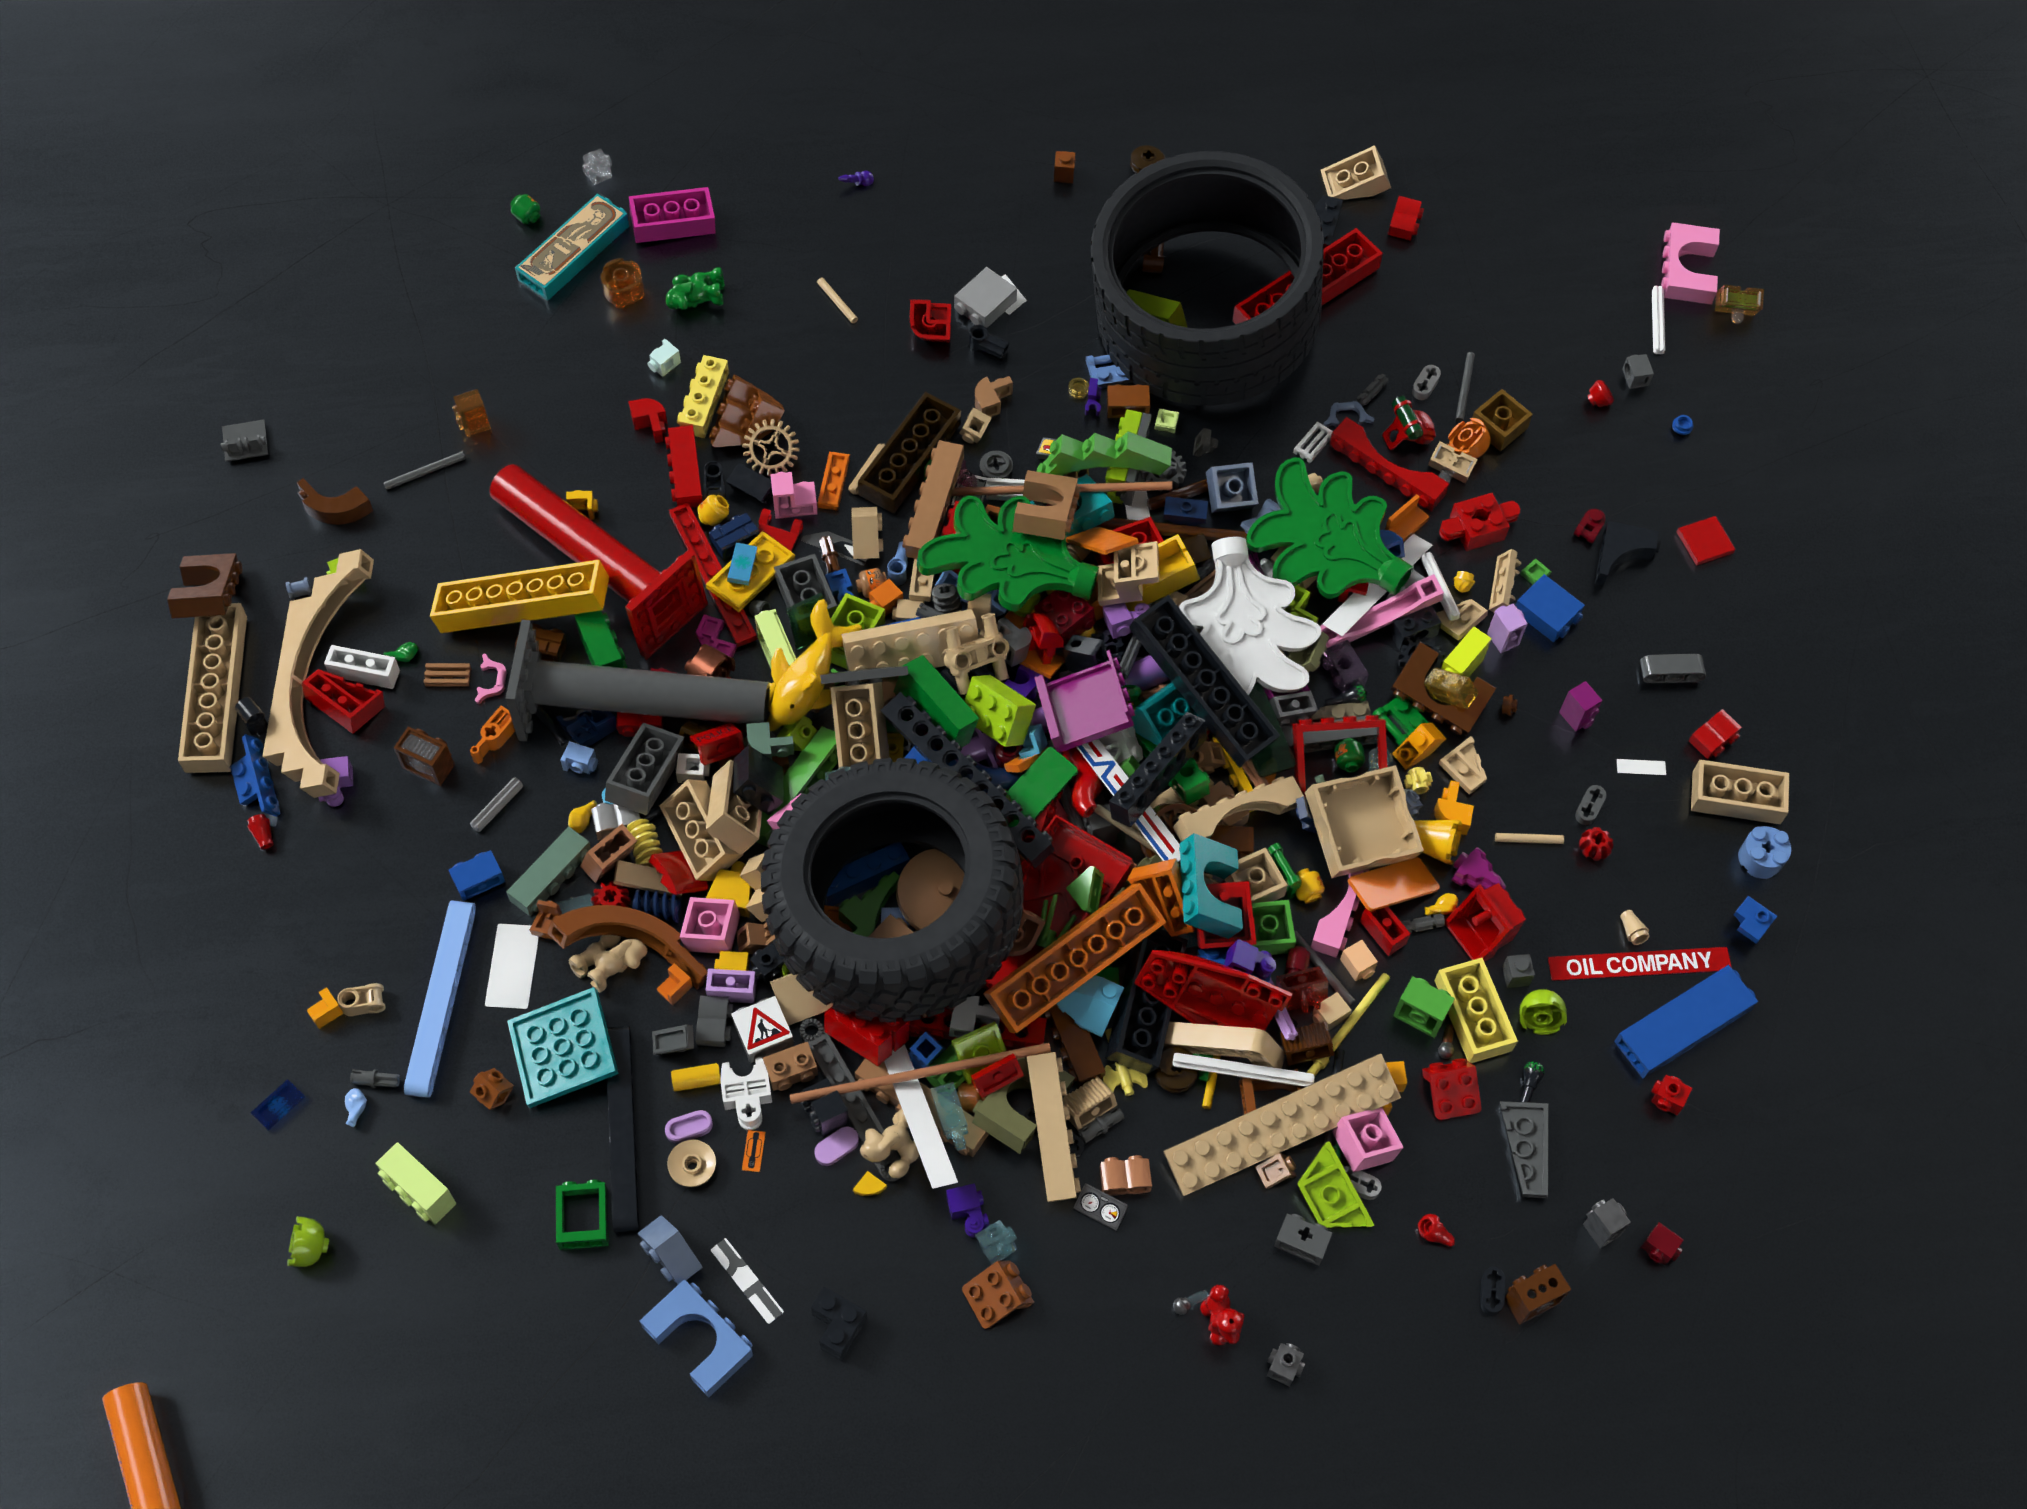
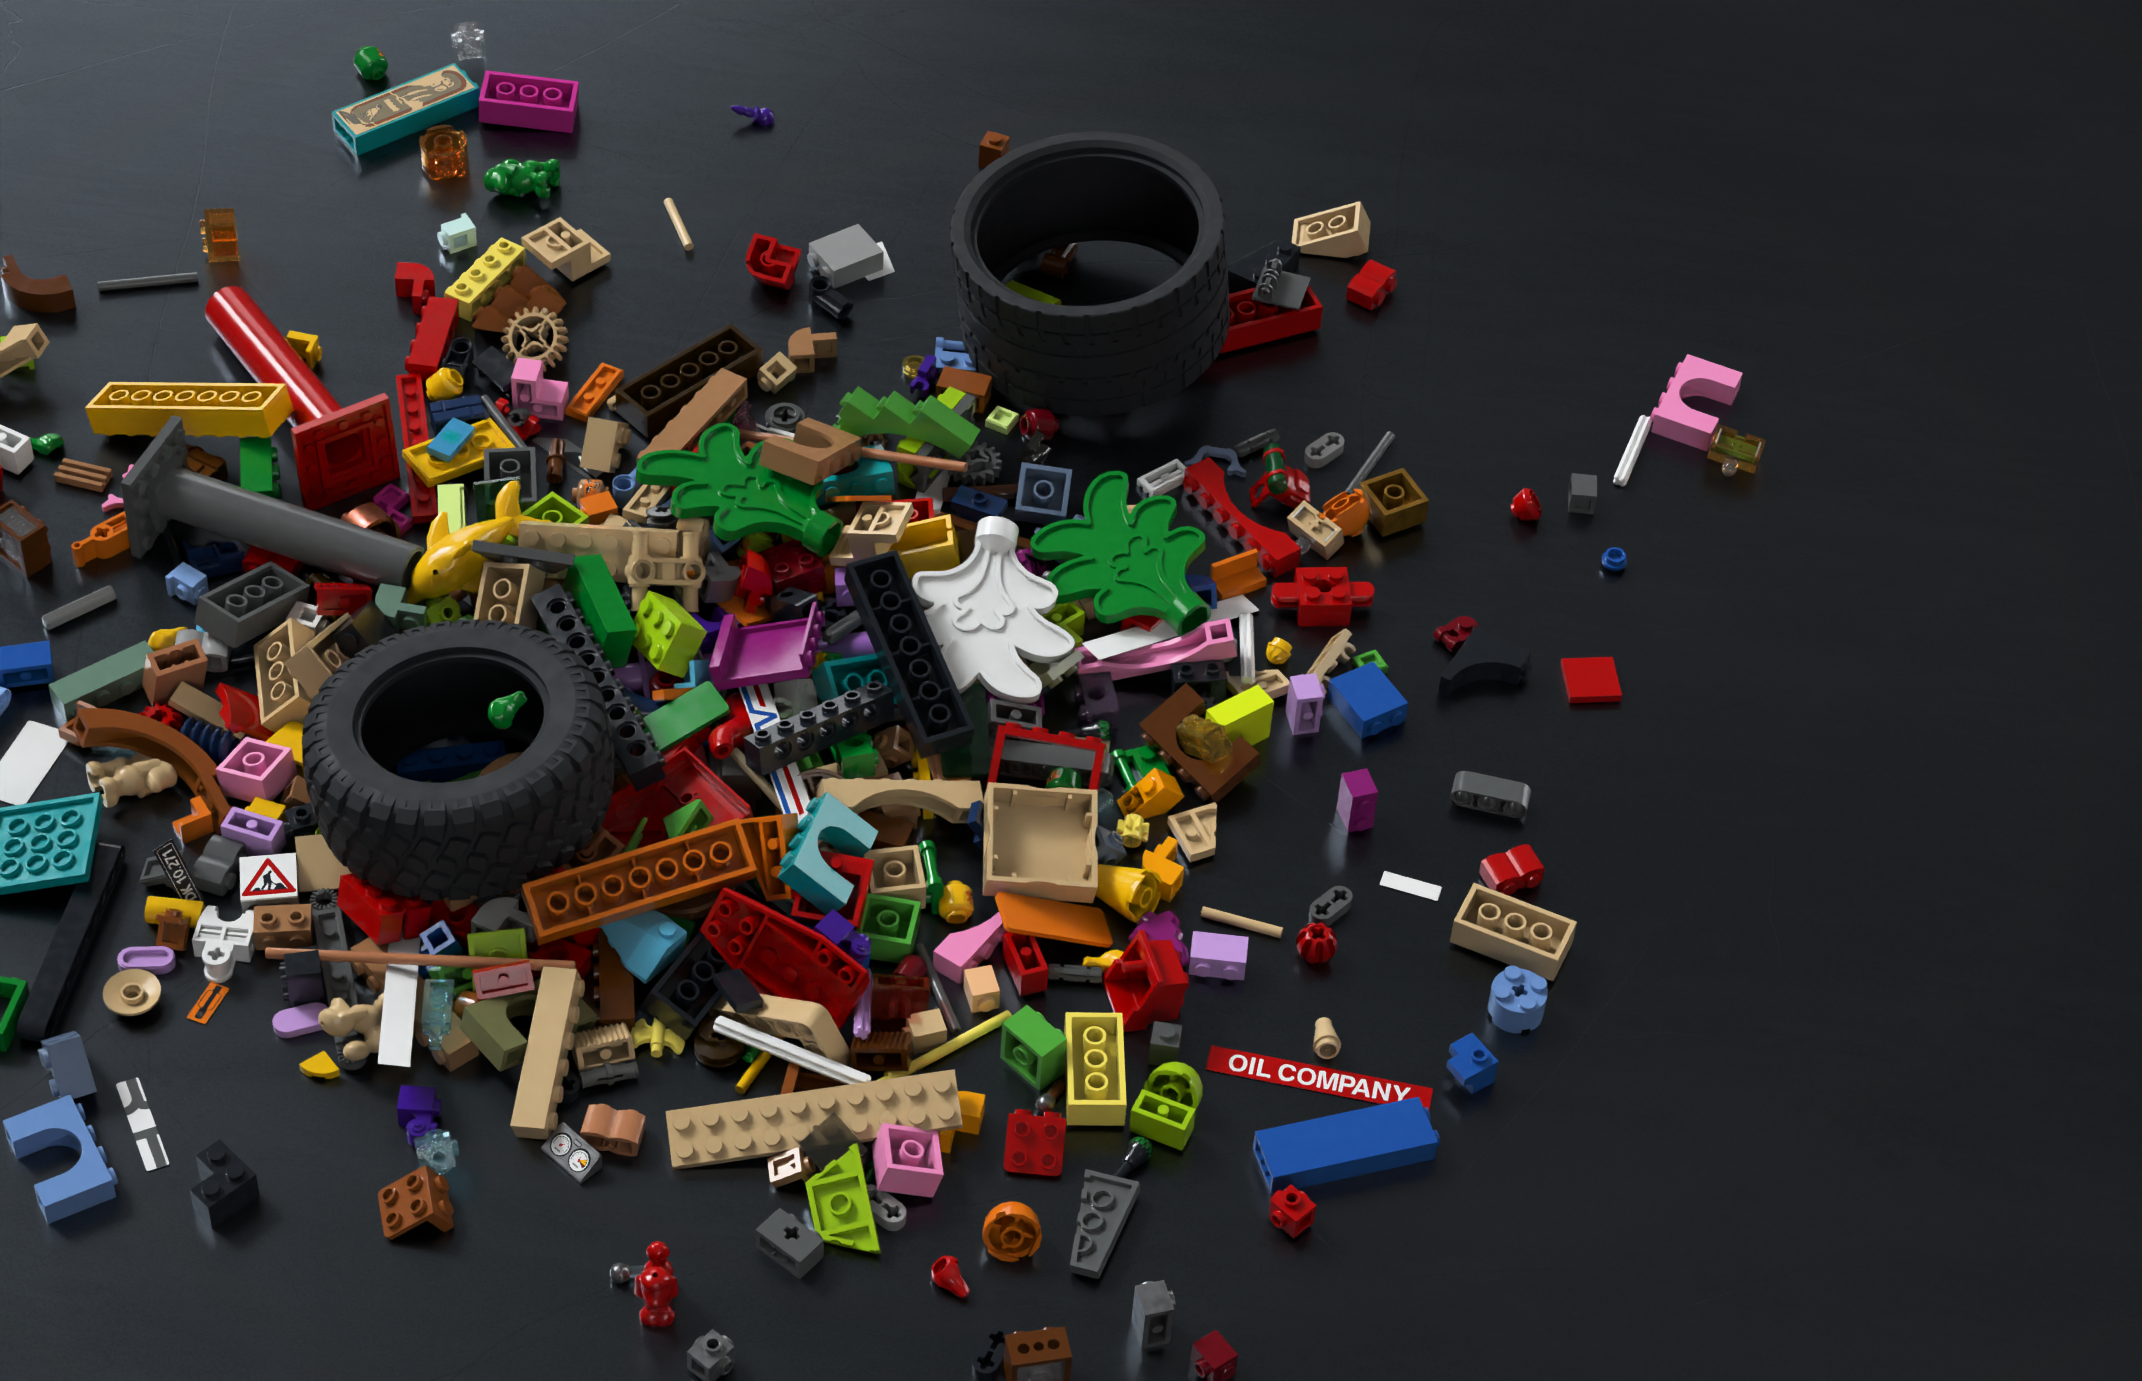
camera: 15 degrees right, 15 degrees down
(646, 841) = (221, 668): light yellow piece -> none
(690, 1047) = (177, 872): none -> black sticker
(701, 1094) = (173, 929): none -> dark orange bracket
(761, 352) = (566, 249): none -> tan bracket
(777, 535) = (502, 422): none -> dark grey bar
(785, 519) = (524, 414): none -> dark grey pin
(839, 583) = (555, 483): blue plate -> none
(932, 852) = (503, 709): none -> green animal
(1183, 1028) = (738, 990): none -> black tile
(1199, 418) = (1040, 420): none -> dark red head
(1304, 1143) = (829, 1141): none -> clear smoke piece
(1345, 244) = (1280, 286): none -> dark grey hinge
(1469, 1176) = (1011, 1231): none -> orange cylinder
(1509, 705) = (1276, 784): reddish brown plate -> none
(1527, 876) = (1218, 955): none -> lavender brick
(1544, 1042) = (1162, 1119): none -> lime brick

